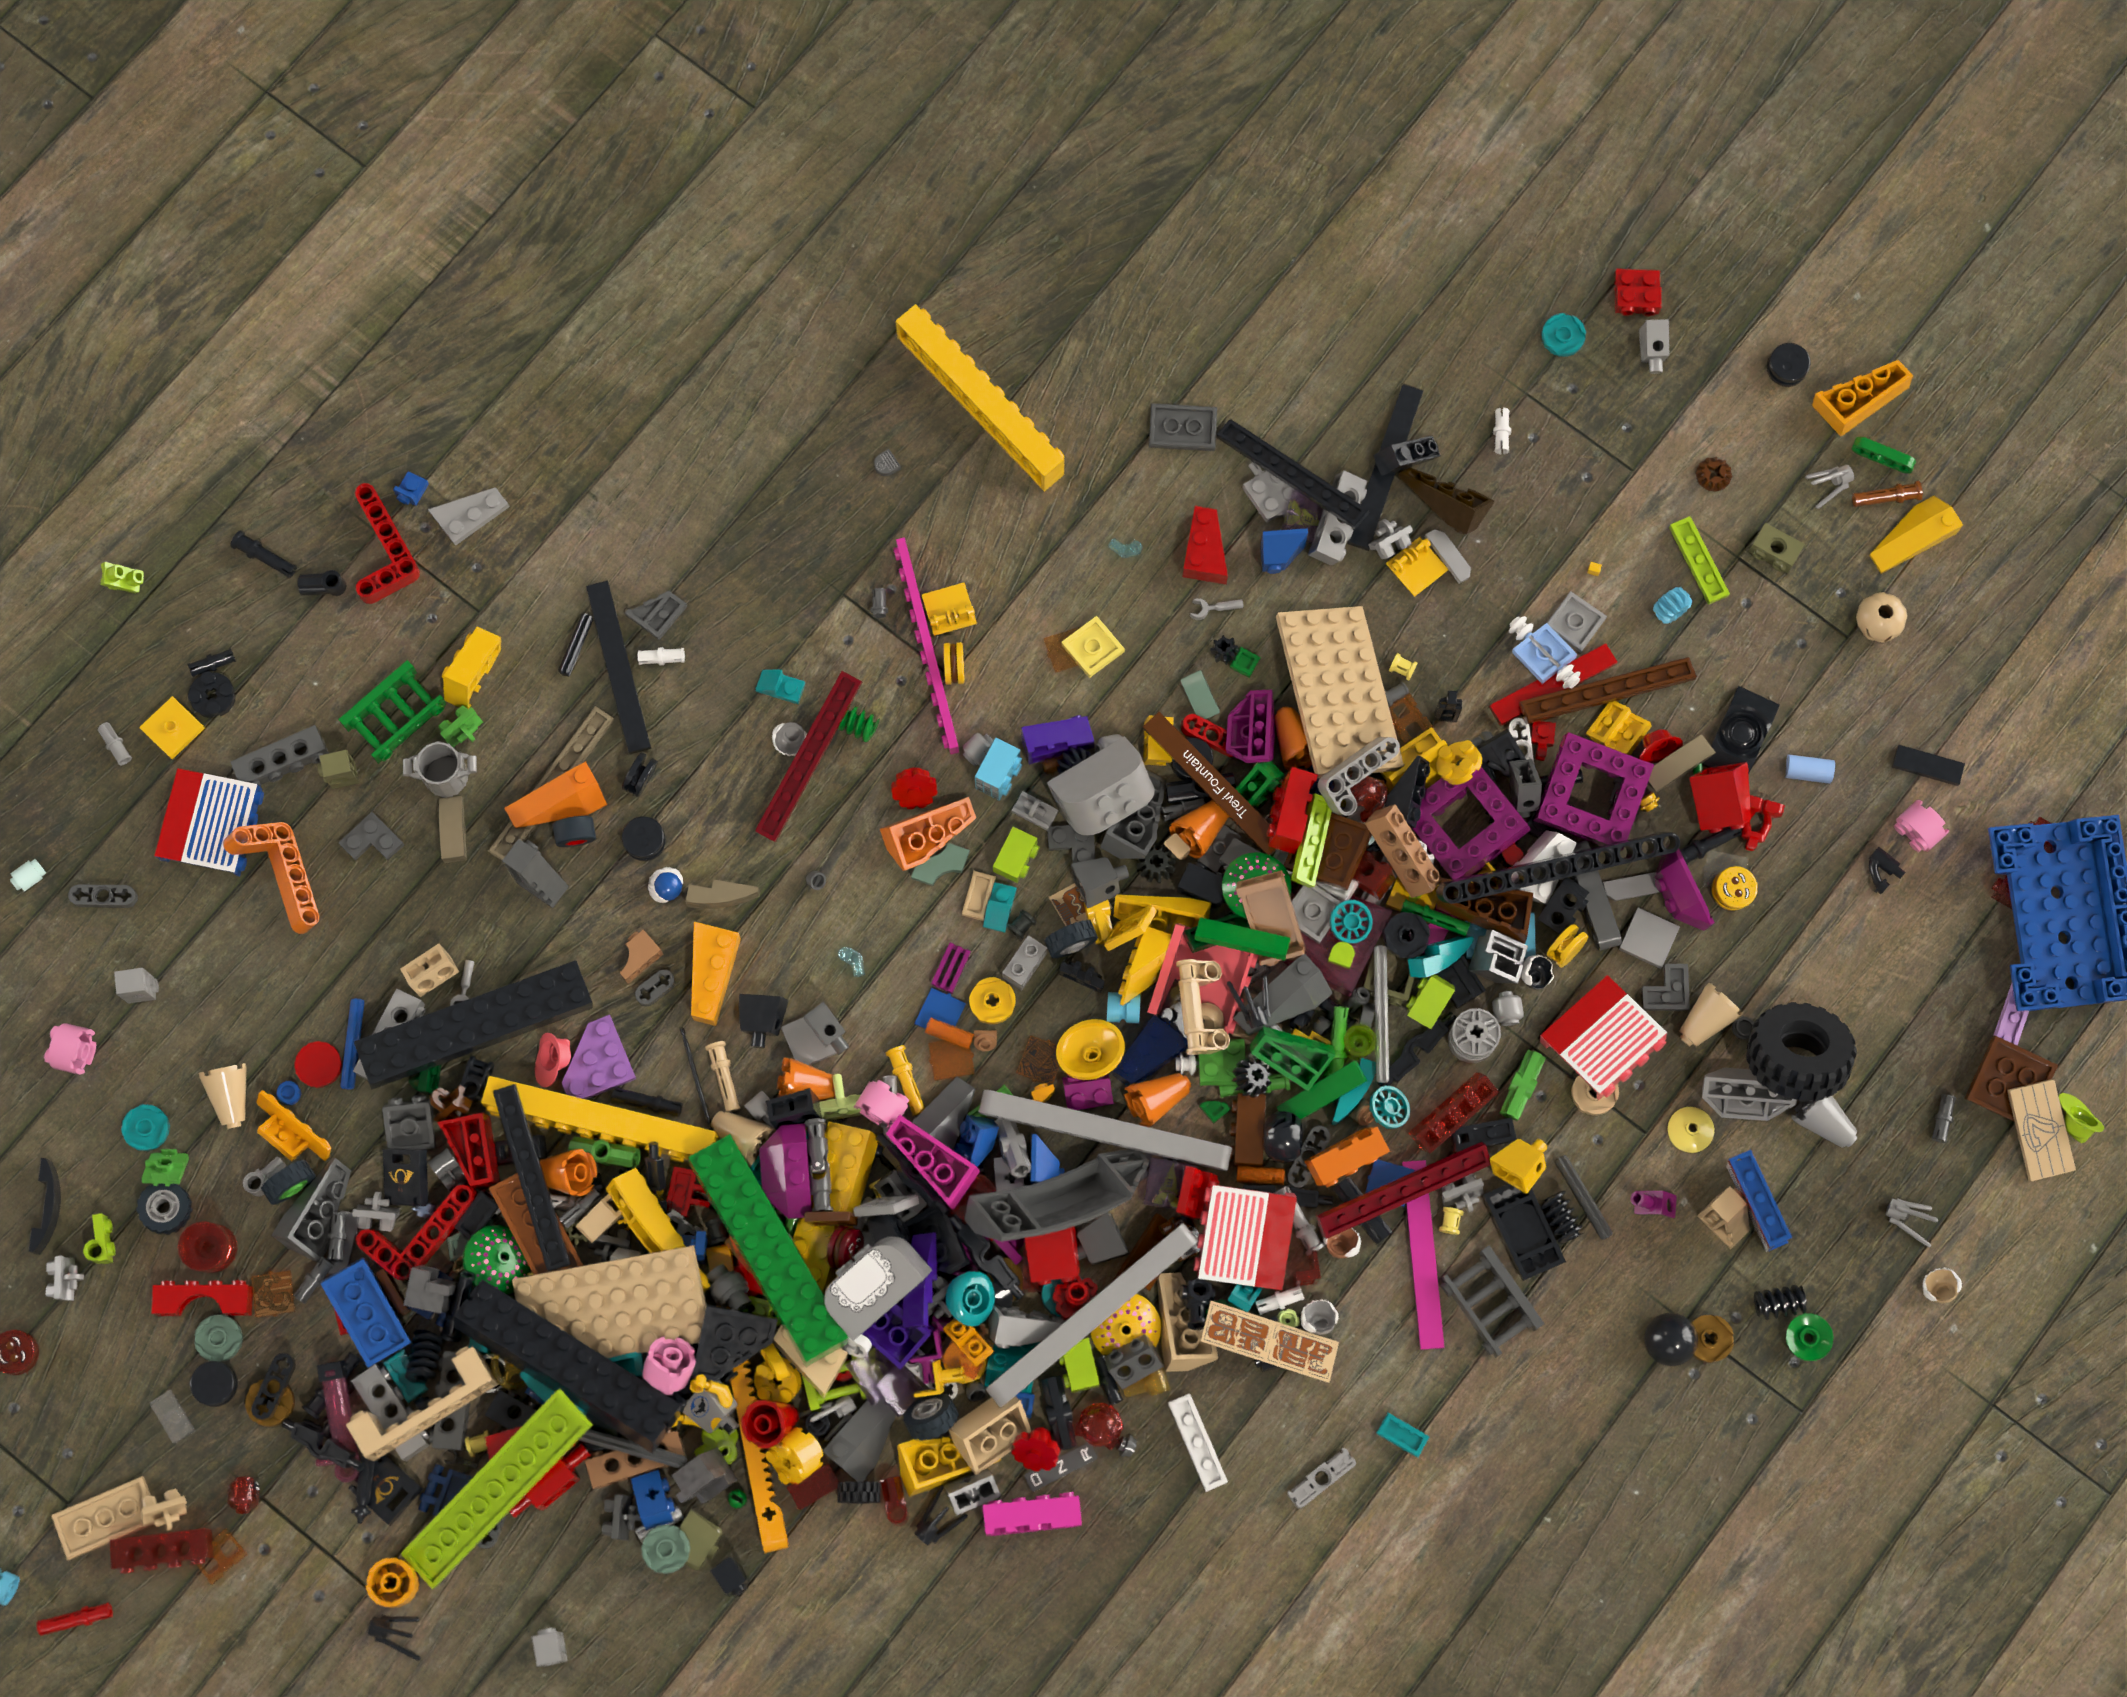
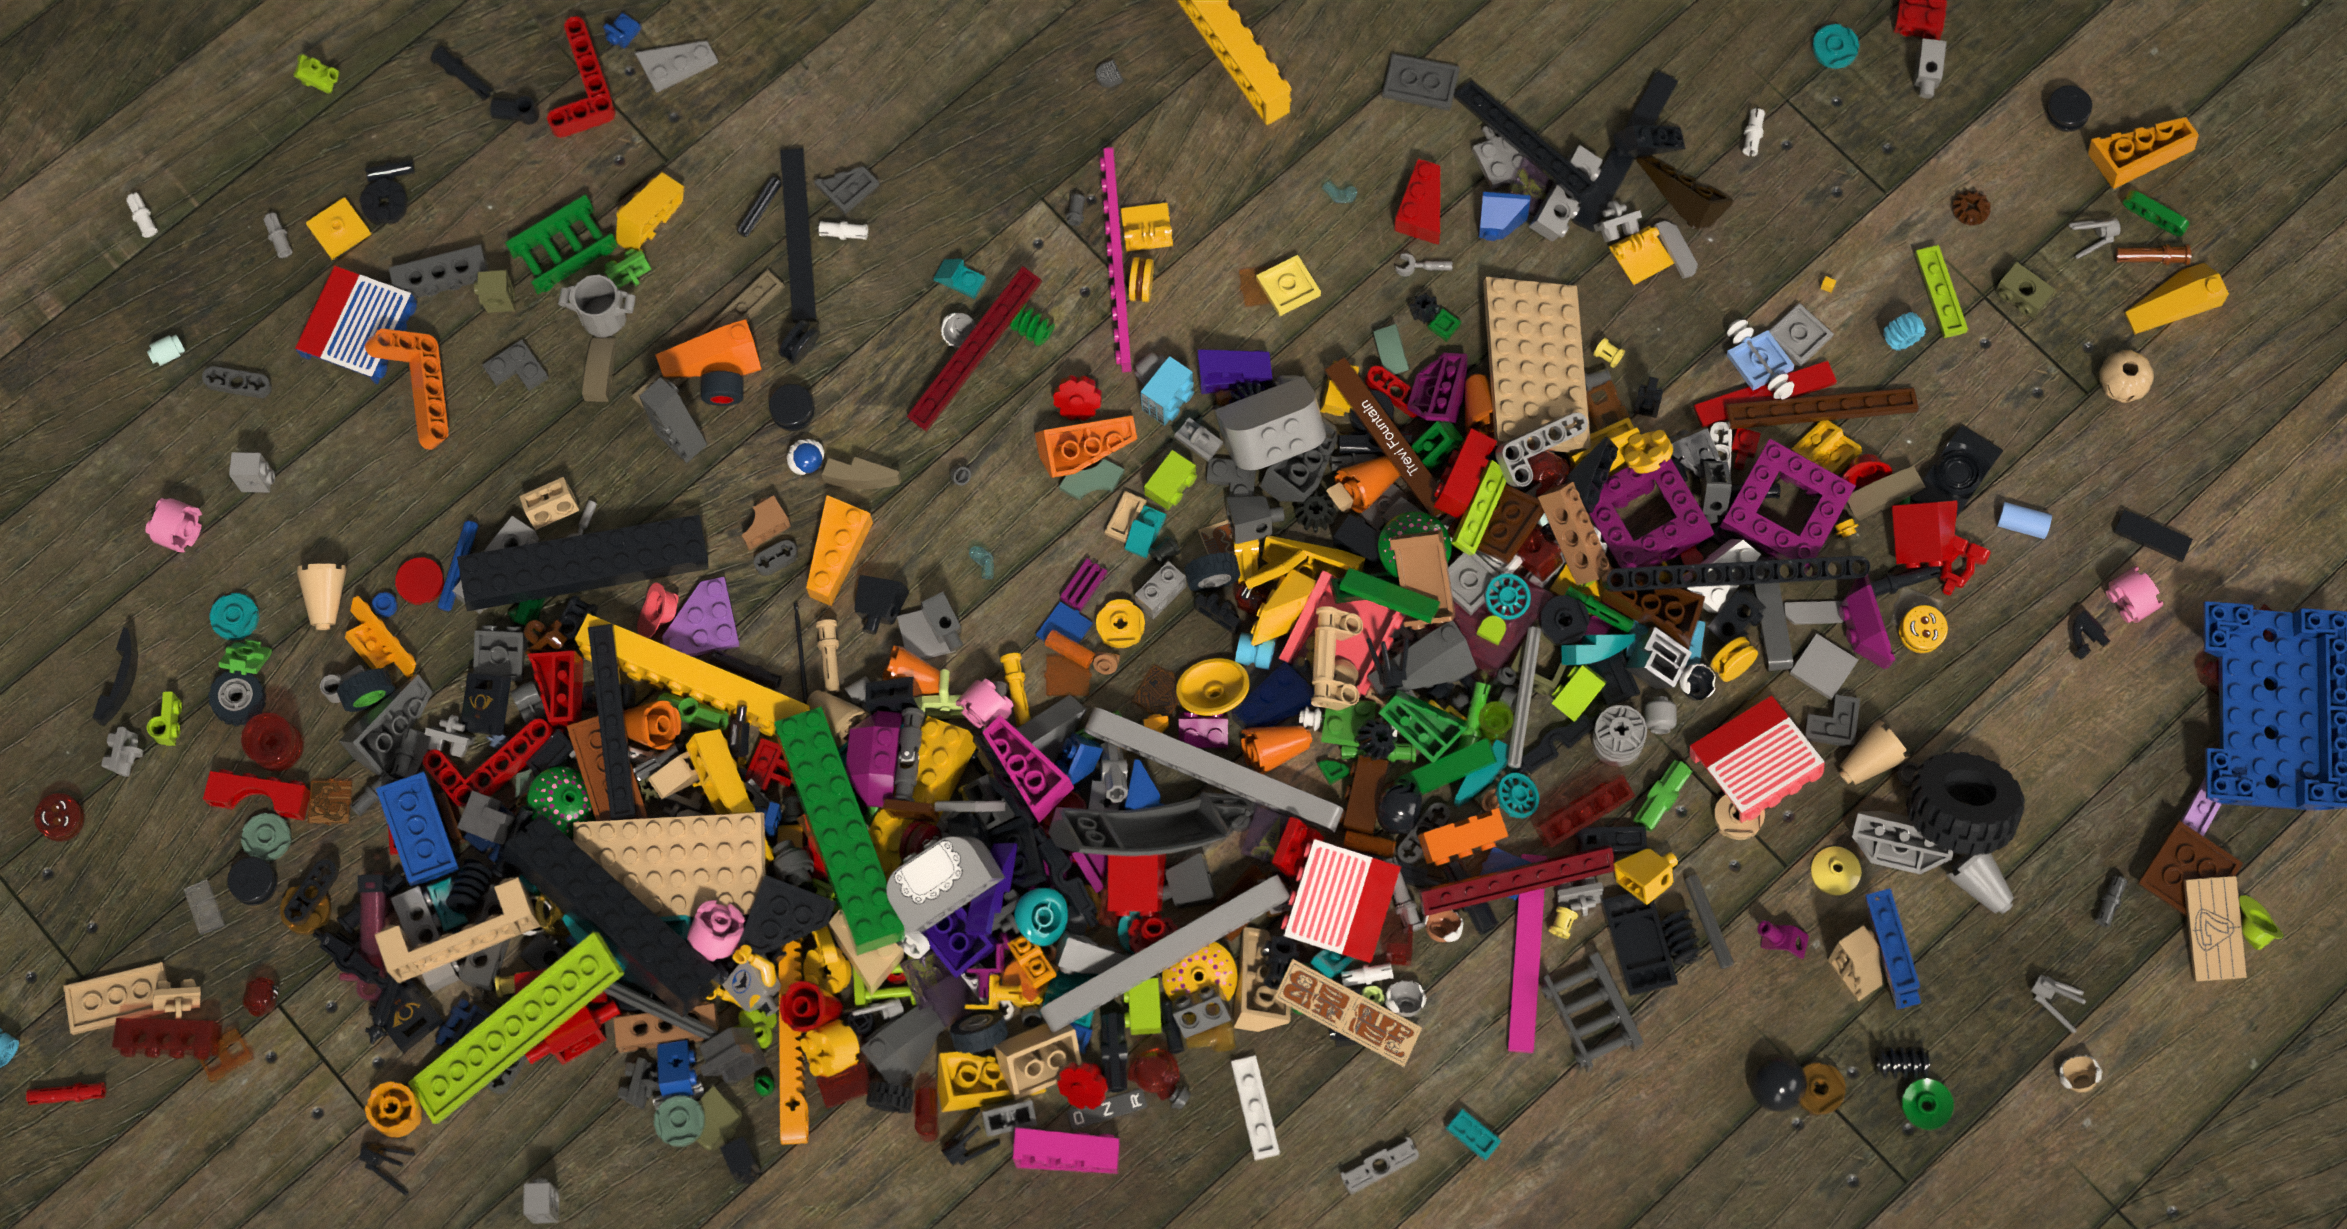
camera: 15 degrees right, 5 degrees down
(1113, 960) = (1251, 599): none -> clear red head

